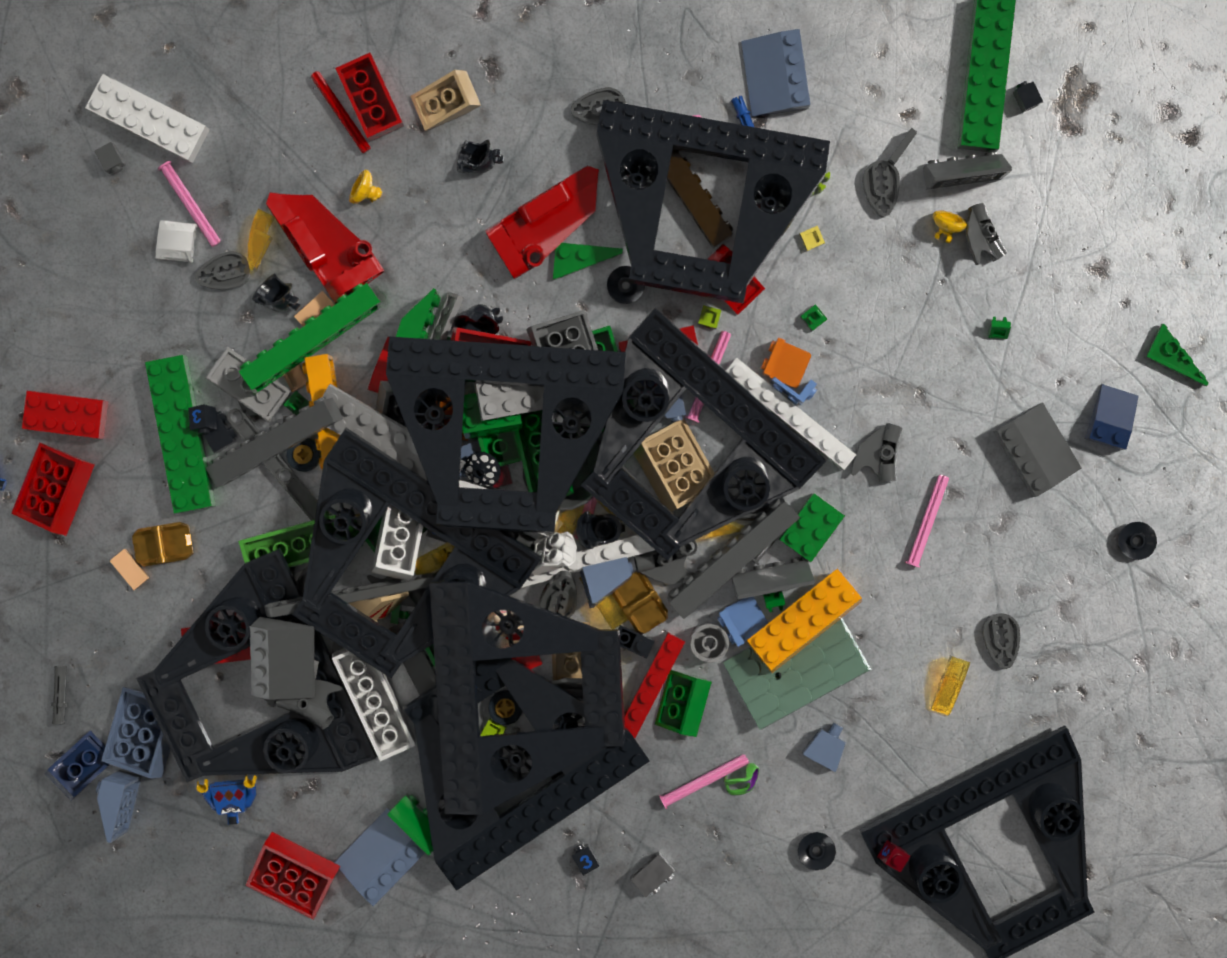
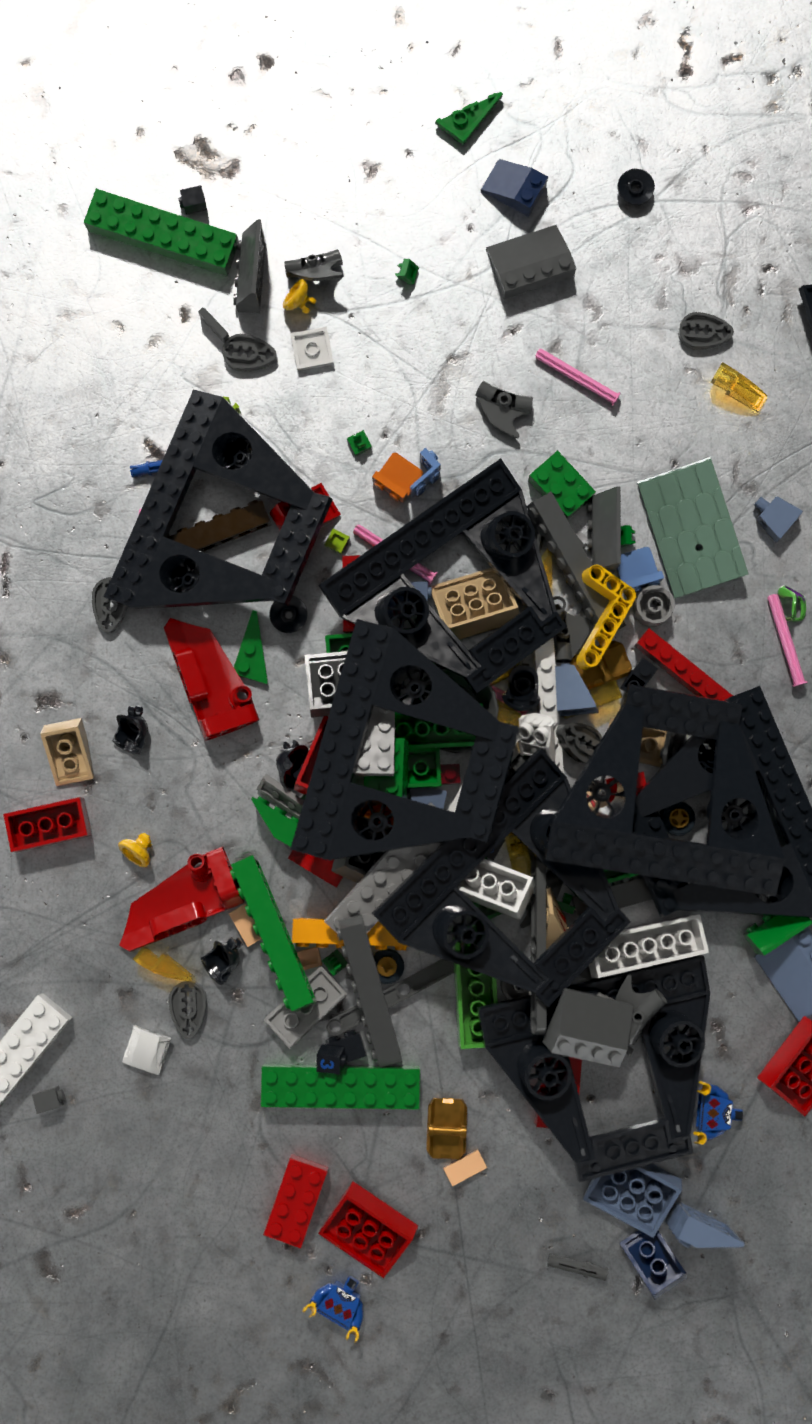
camera: 75 degrees left, 5 degrees down
(189, 203) = (112, 1028): bright pink axle -> none
(340, 112) = (55, 858): red axle -> none
(487, 464) = (435, 783): black dish -> none
(493, 728) = (697, 834): lime tile -> none
(683, 703) = (708, 644): green slope -> none
(686, 598) = (608, 617): none -> yellow beam
(776, 73) = (116, 428): sand blue slope -> none
(792, 415) = (451, 479): white brick -> none
(804, 620) = (651, 509): light orange brick -> none
(812, 238) = (282, 428): light yellow tile -> none
(899, 249) = (312, 349): none -> white tile

